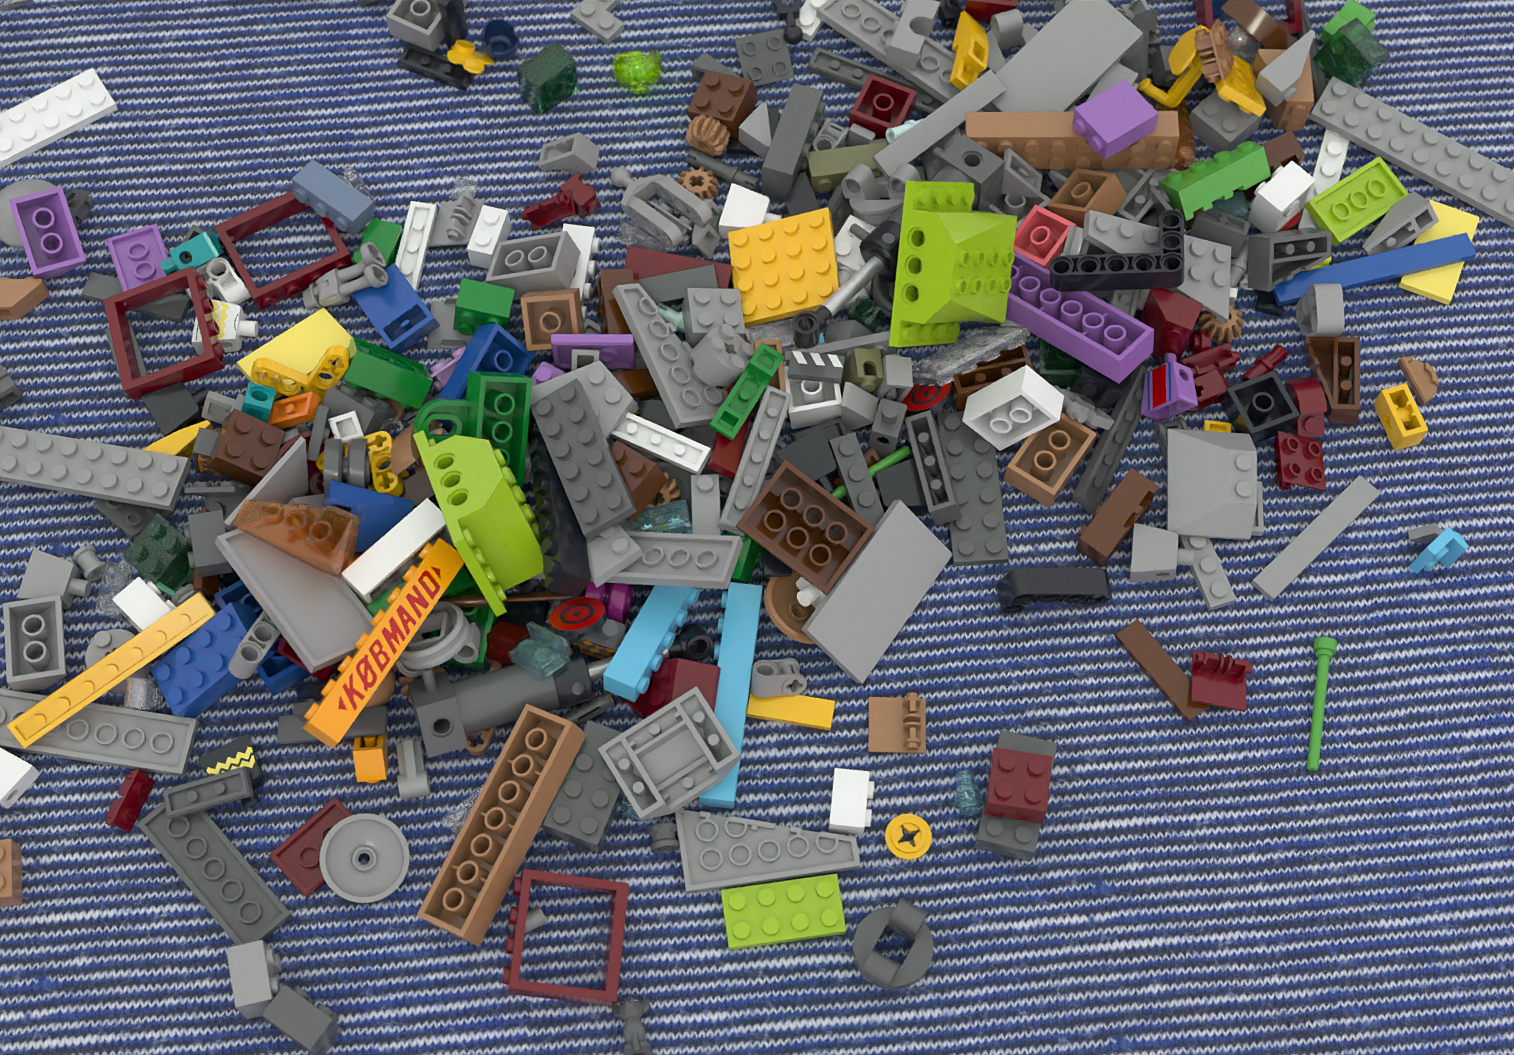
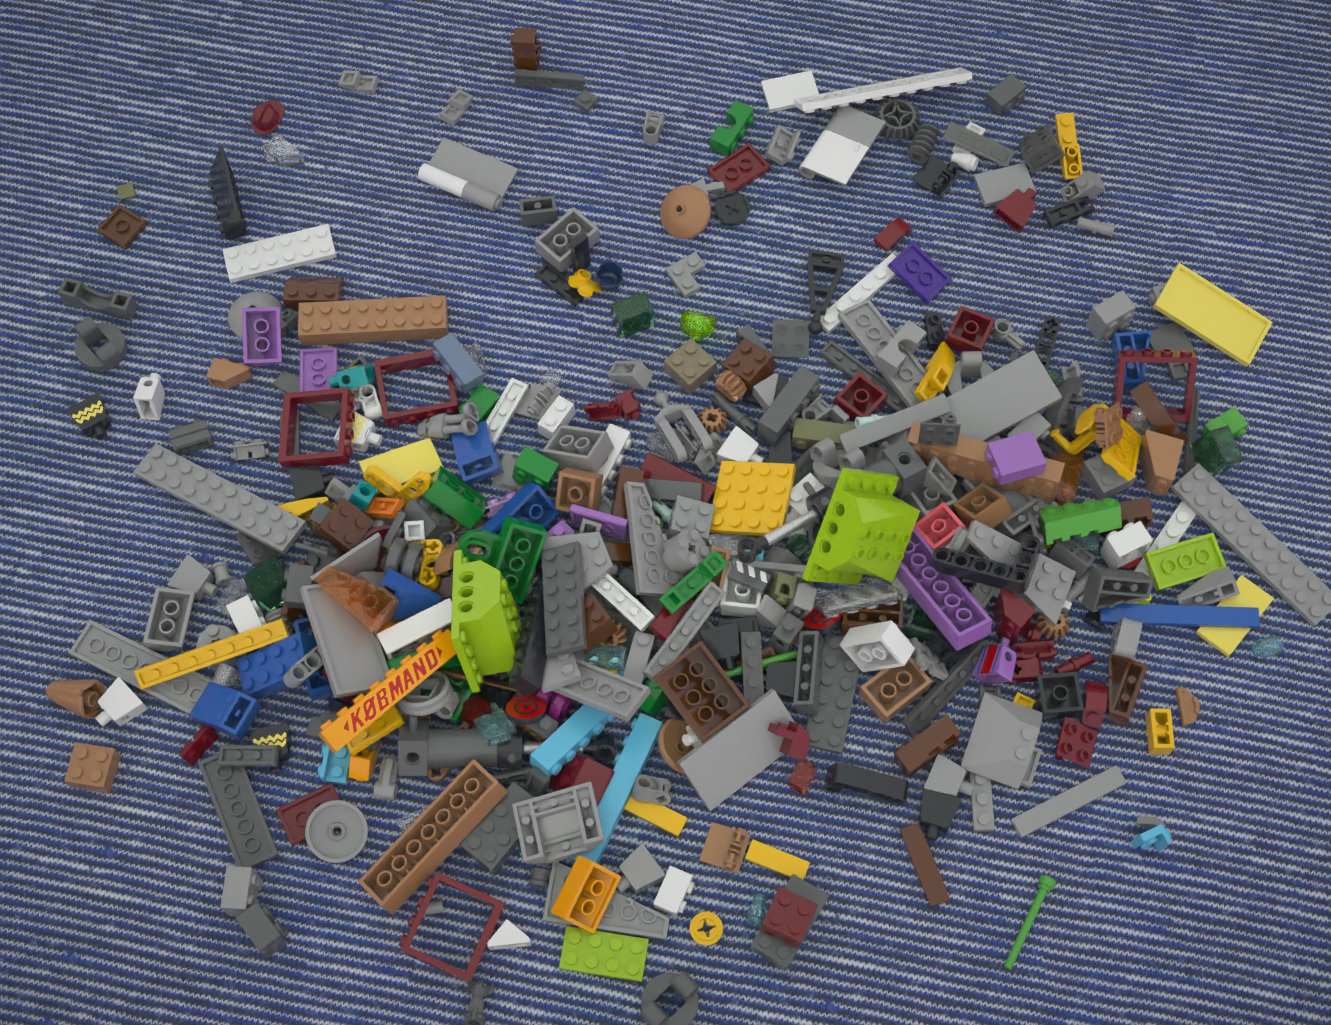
camera: 20 degrees right, 0 degrees up
(66, 391) = (257, 448): none -> light grey hinge
(102, 163) = (312, 289): none -> reddish brown slope
(156, 740) = (226, 710): none -> blue slope
(195, 176) = (373, 320): none -> medium nougat brick
(332, 769) = (335, 765): none -> medium azure bracket
(381, 703) = (376, 730): none -> yellow tile
(621, 711) = (536, 782): none -> dark grey tile
(645, 125) = (690, 366): none -> dark tan brick
(648, 927) = (508, 937): none -> white slope
(736, 838) = (586, 894): none -> light orange slope
(796, 789) = (639, 871): none -> light grey torso
(945, 558) = (795, 741): none -> dark red brick
(968, 605) = (802, 777): none -> clear red brick
(969, 721) = (776, 860): none -> yellow tile
(1010, 112) = (940, 433): none -> dark grey hinge
(1156, 598) = (936, 812): none -> black torso
(1219, 680) = (961, 884): dark red hinge -> none
(1280, 77) = (1156, 454): light grey slope -> none
(1493, 278) = (1267, 647): none -> clear light blue brick

